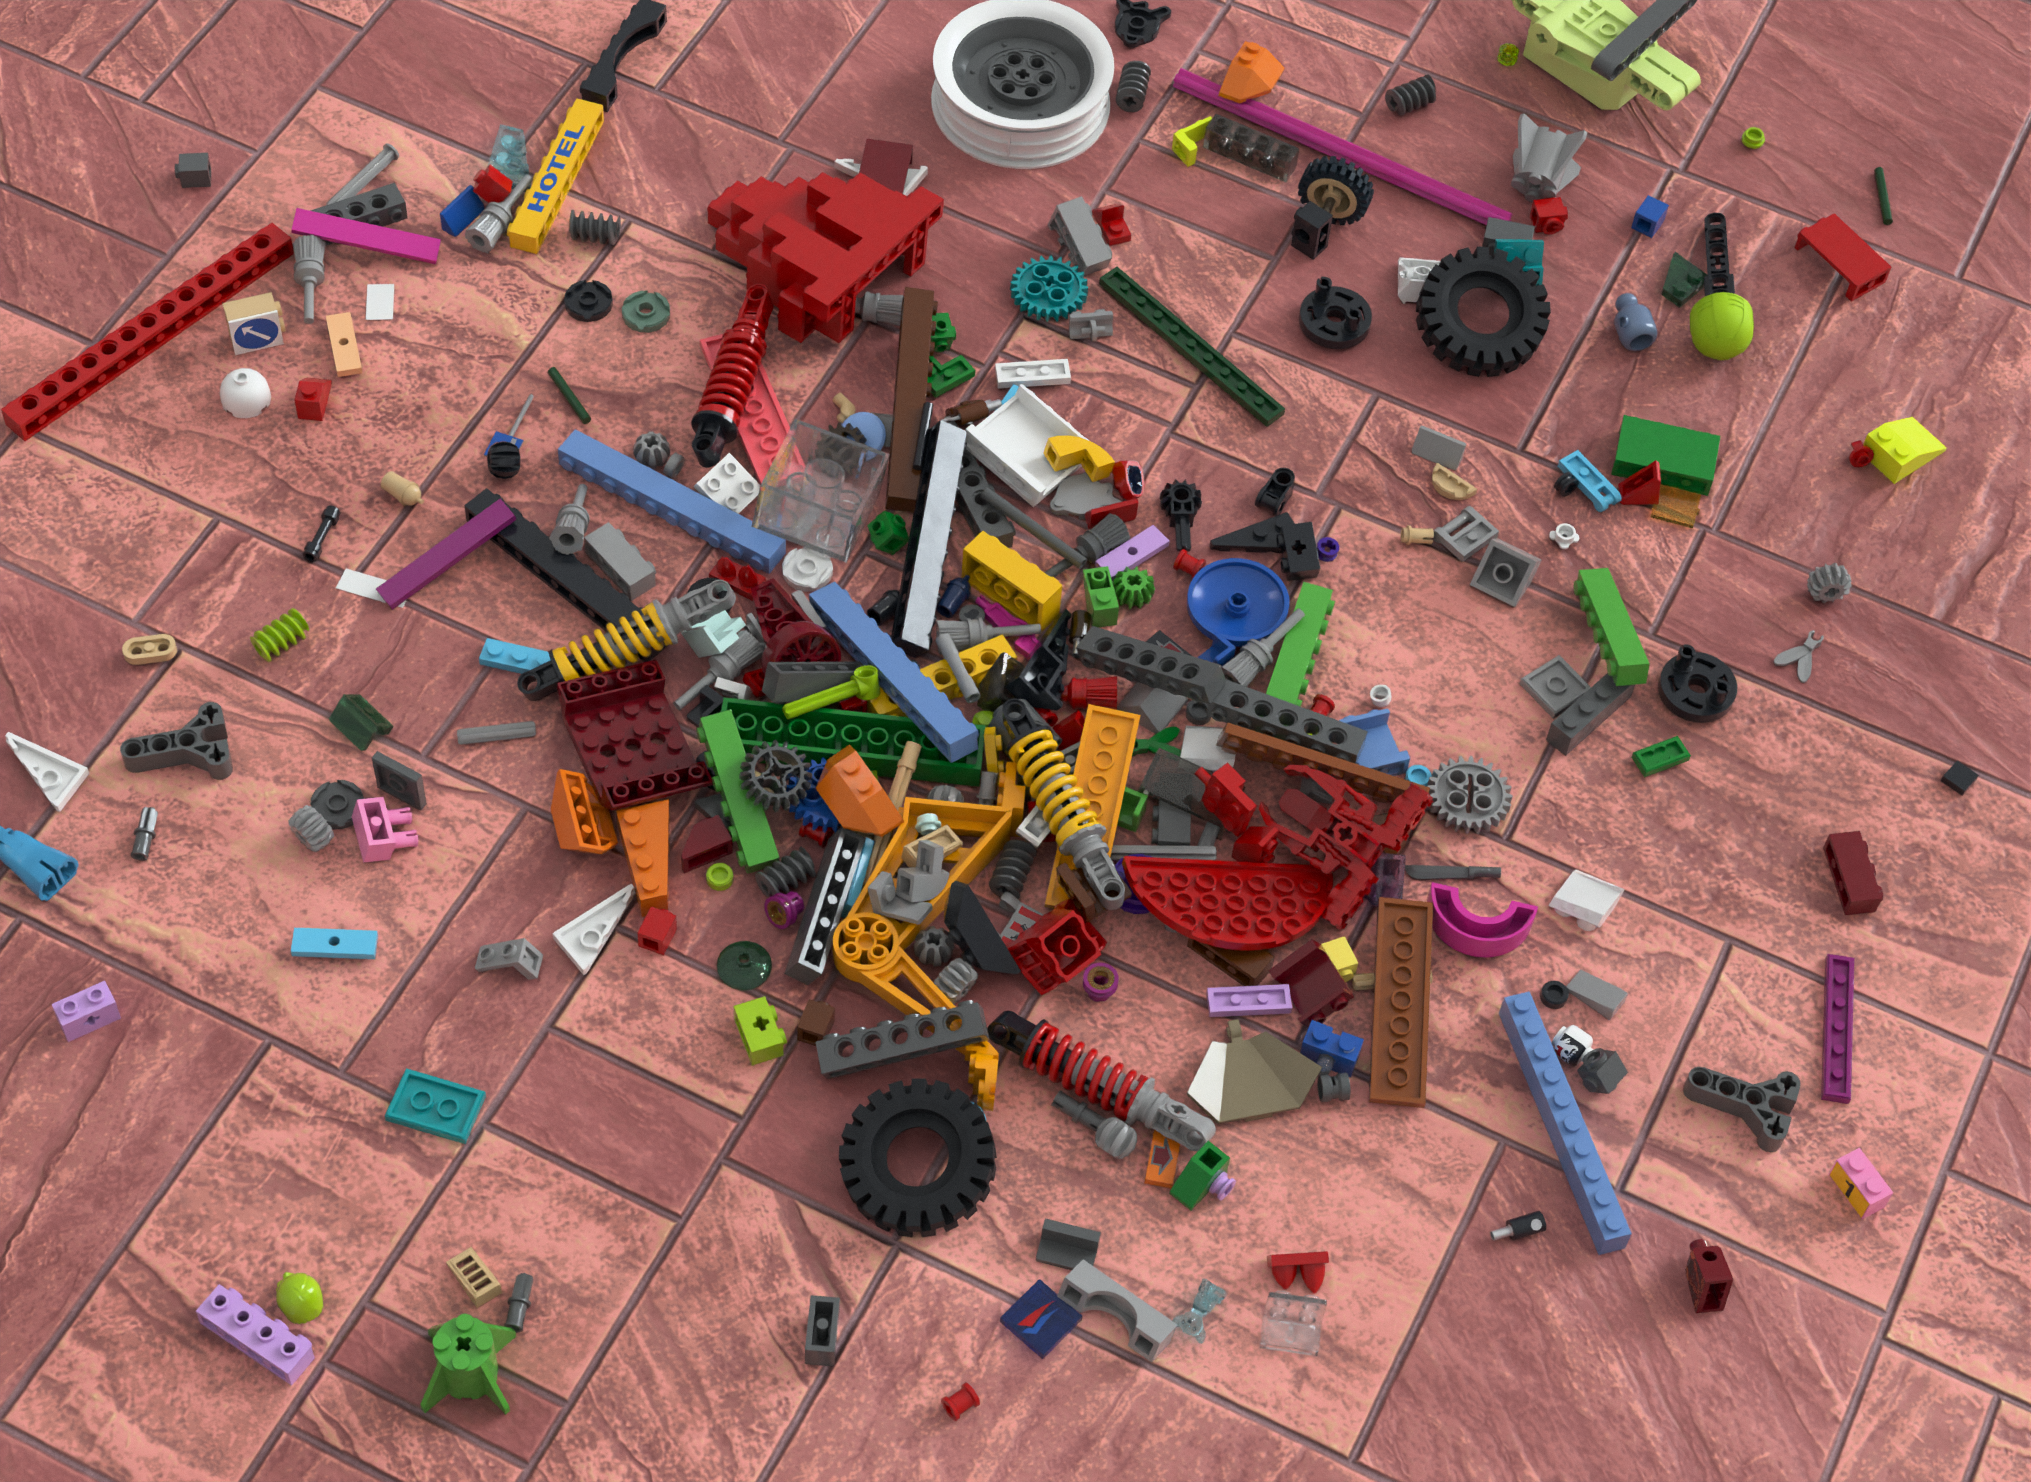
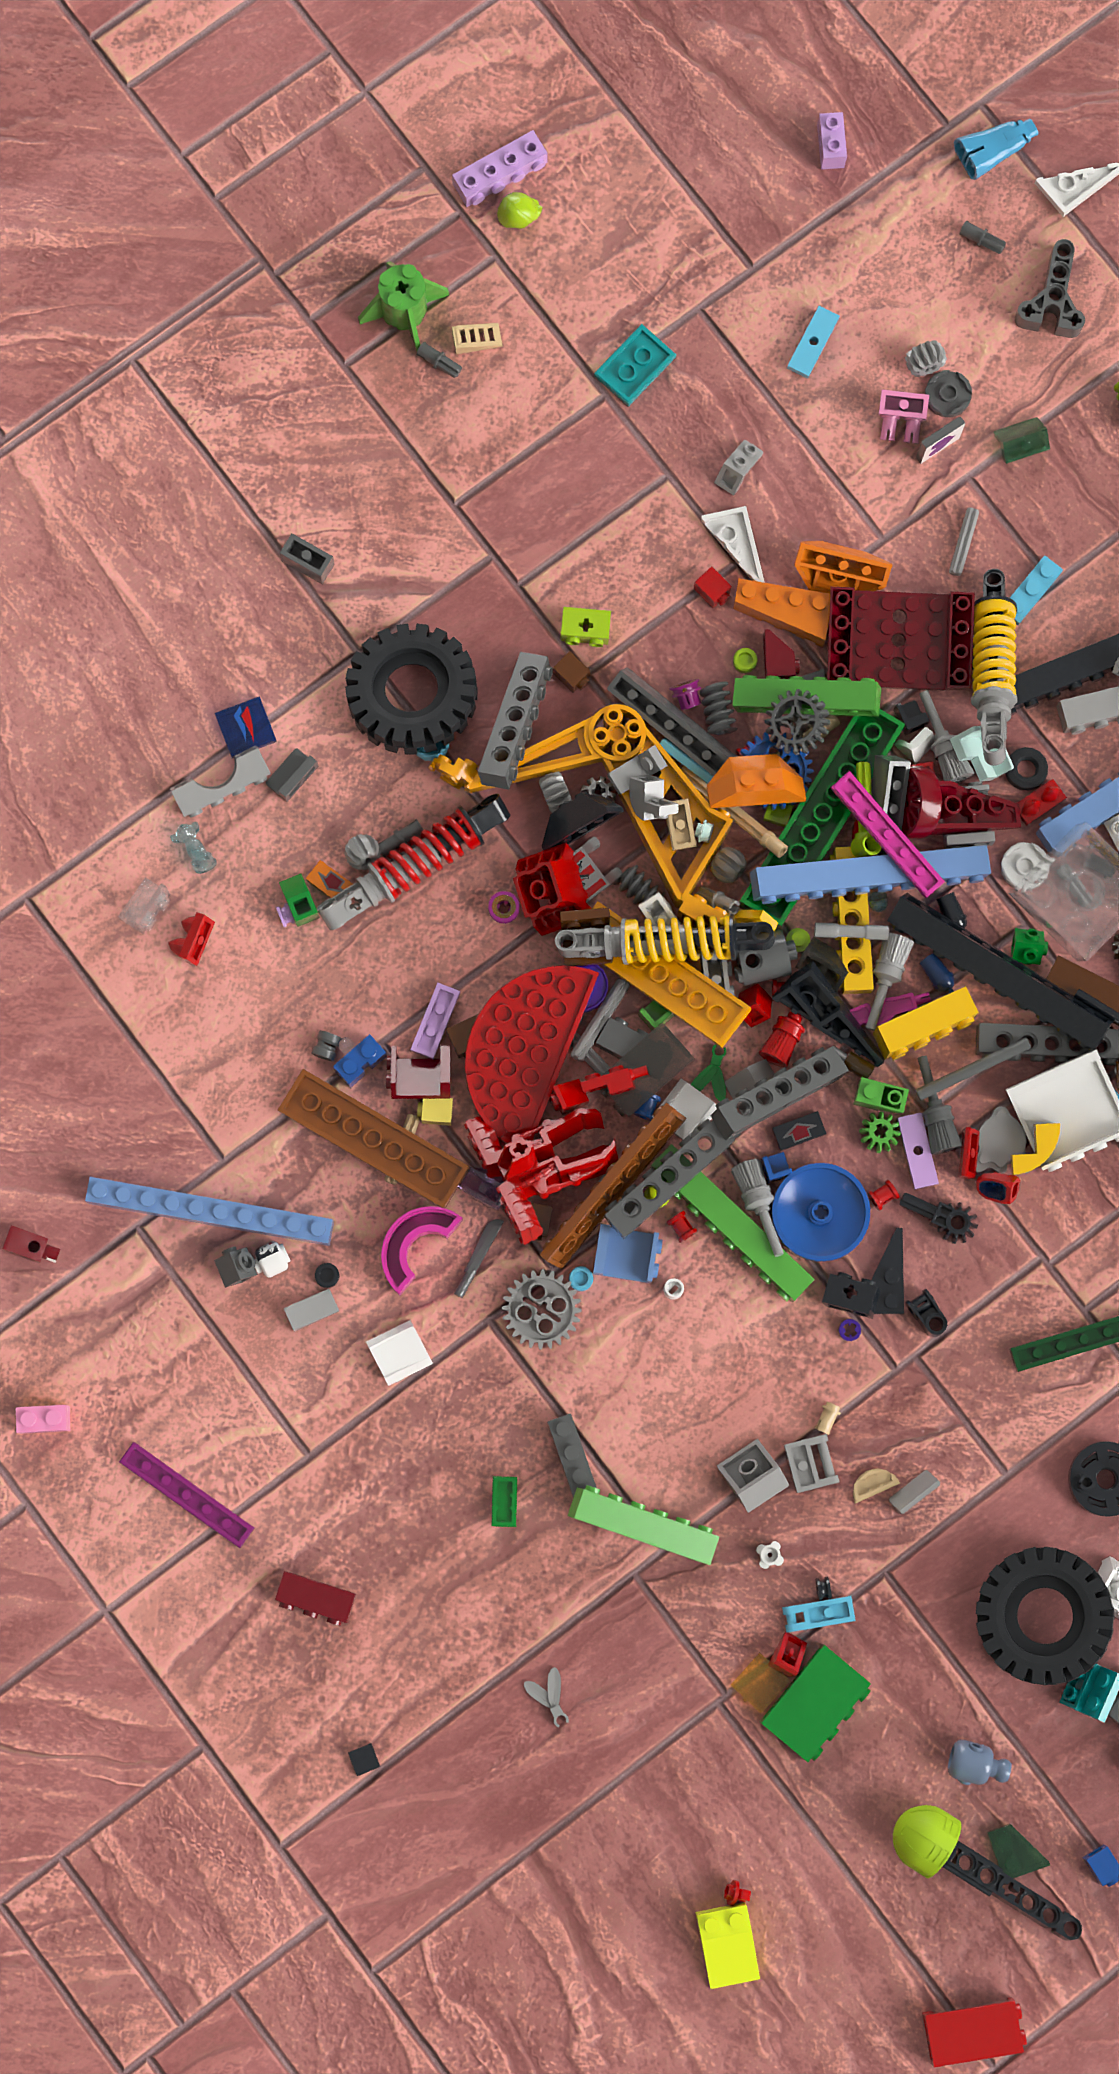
camera: 115 degrees right, 25 degrees up
(744, 975) = (652, 656): clear green dish -> none
(849, 661) = (887, 834): none -> dark pink tile
(960, 1401) = (207, 635): red bush -> none
(971, 611) = (912, 981): dark grey tile -> none
(1251, 1077) = (366, 982): dark tan panel -> none
(1521, 1227) = (141, 1128): black piece -> none
(1555, 686) = (617, 1453): light grey tile -> none
(1702, 670) = (578, 1570): black piece -> none
(1765, 1095) = (139, 1374): dark grey beam -> none
(1829, 583) = (606, 1764): light grey gear -> none

